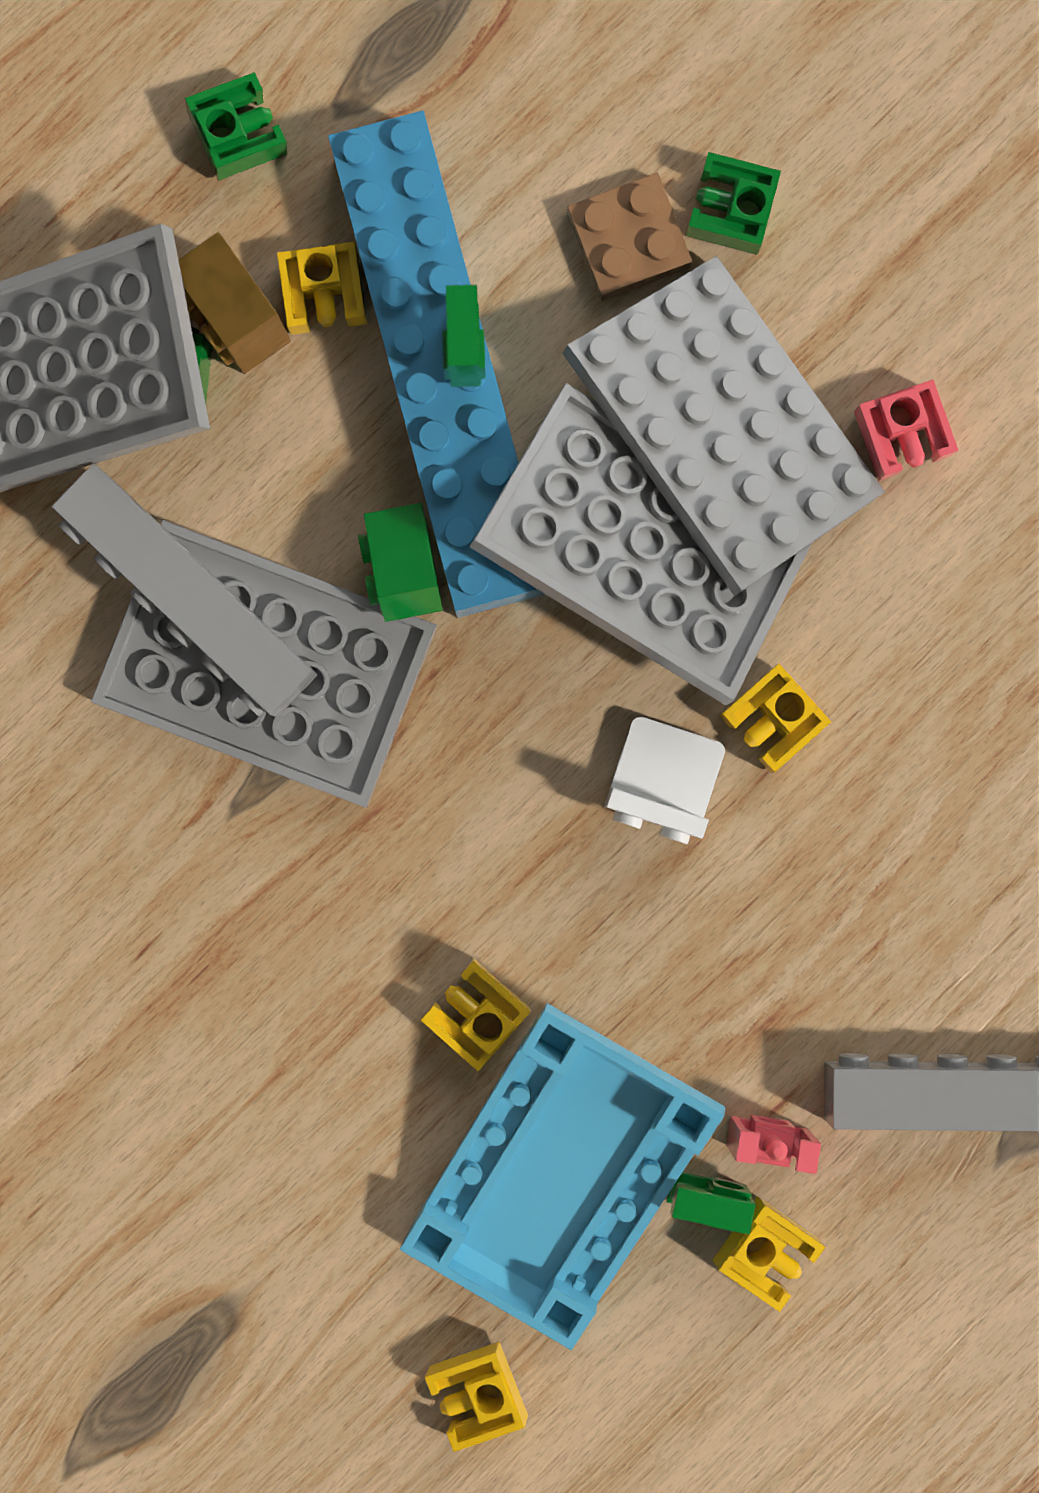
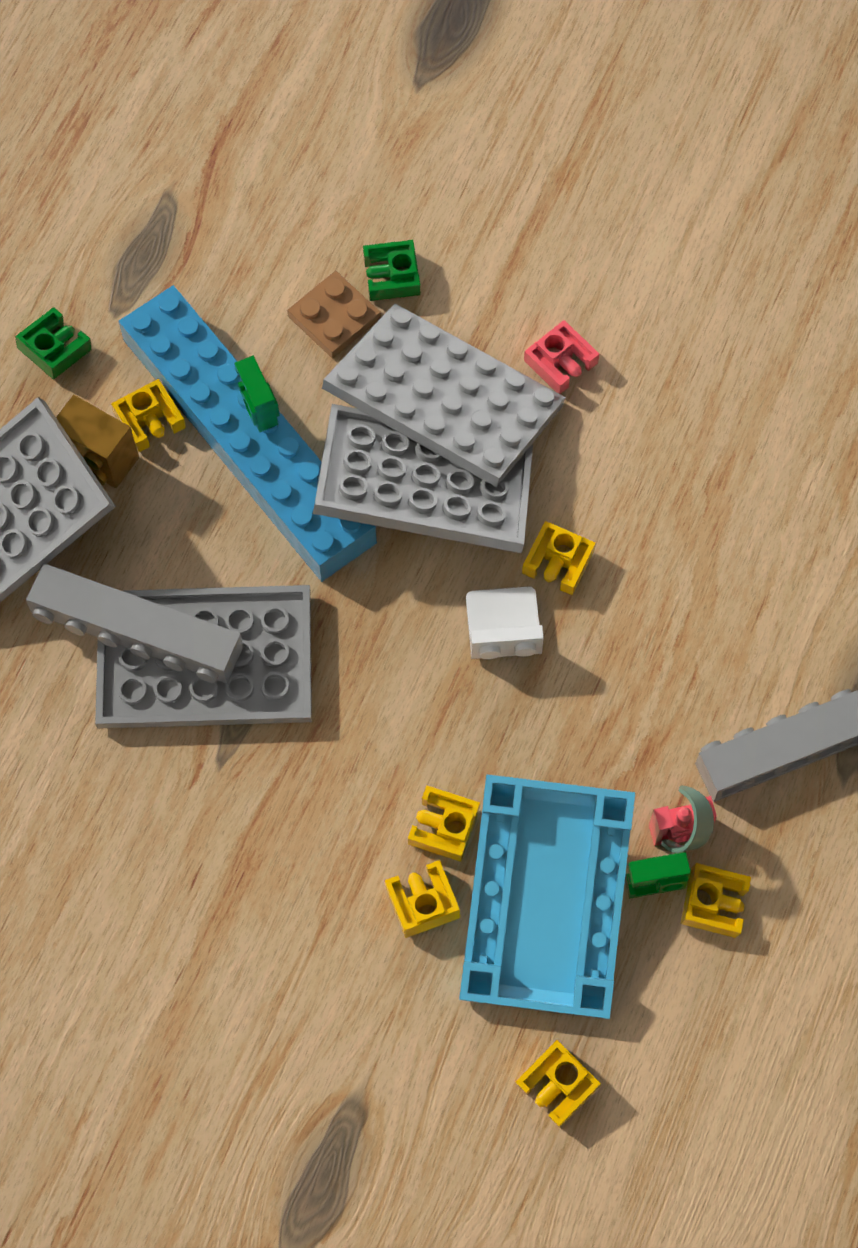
camera: 20 degrees left, 20 degrees down
(383, 1106) = (439, 896): none -> yellow brick
(401, 563) = (271, 553): green brick -> none
(798, 1172) = (702, 822): none -> sand green helmet

